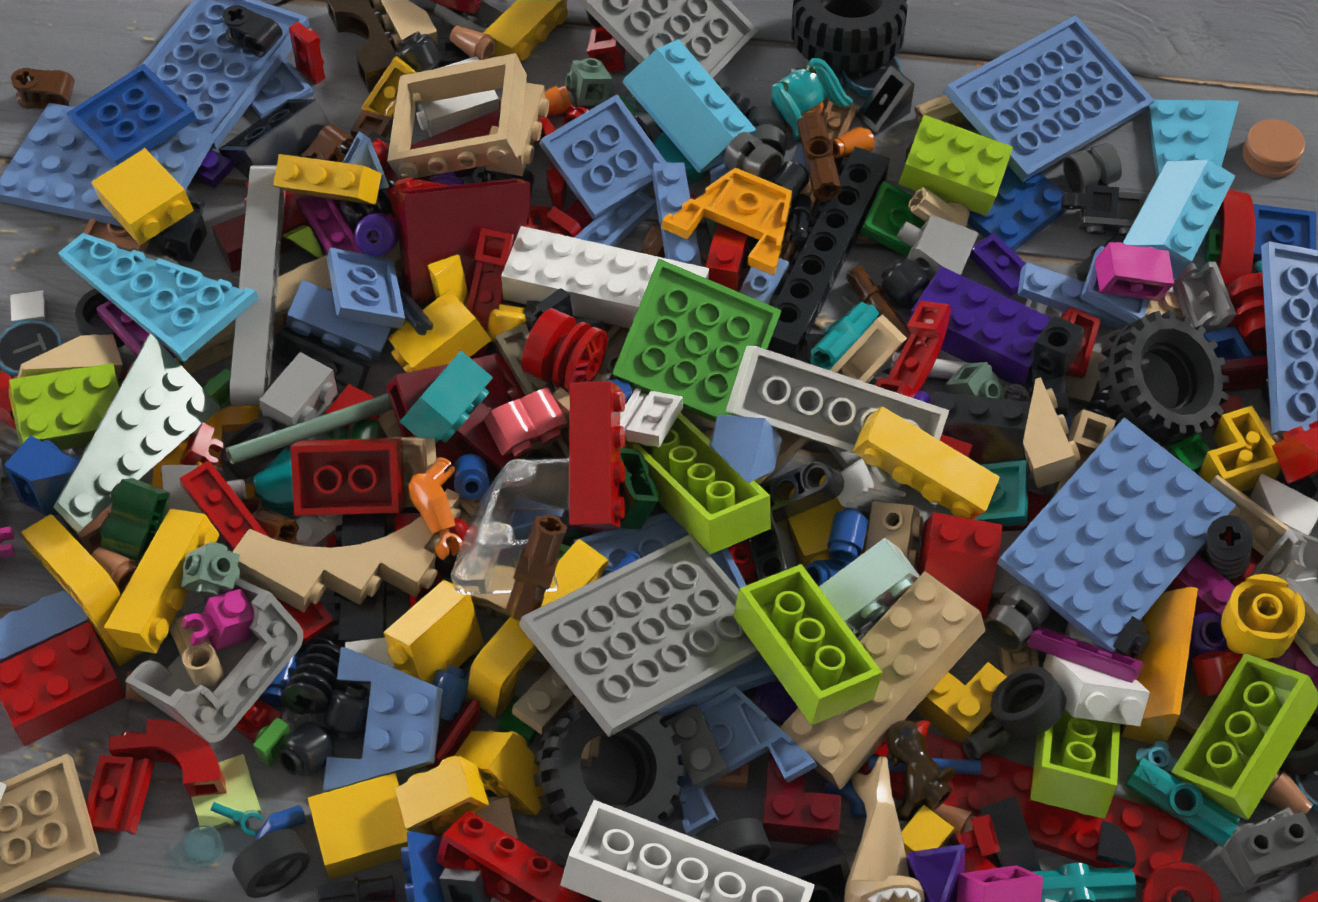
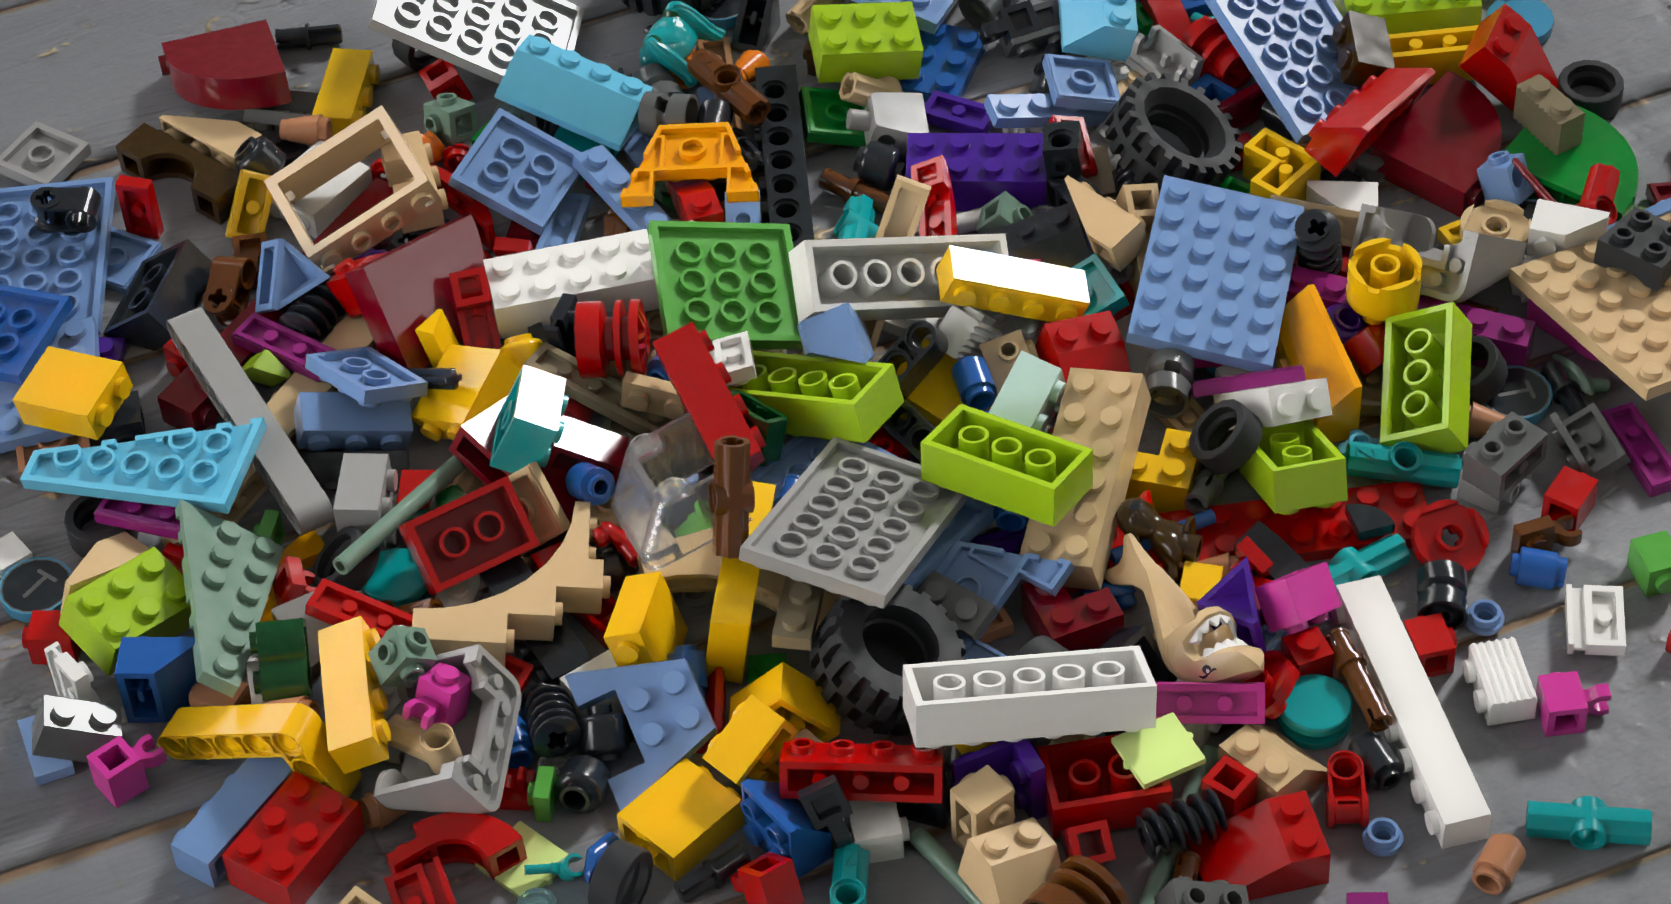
camera: 25 degrees left, 10 degrees down
(327, 179) = (263, 294): yellow brick -> none
(380, 223) = (334, 335): dark purple head -> none
(433, 505) = (576, 512): orange arm -> none
(525, 422) = (613, 414): coral brick -> none
(1133, 638) = (1283, 350): black plate -> none
(1134, 271) = (1091, 60): dark pink brick -> none

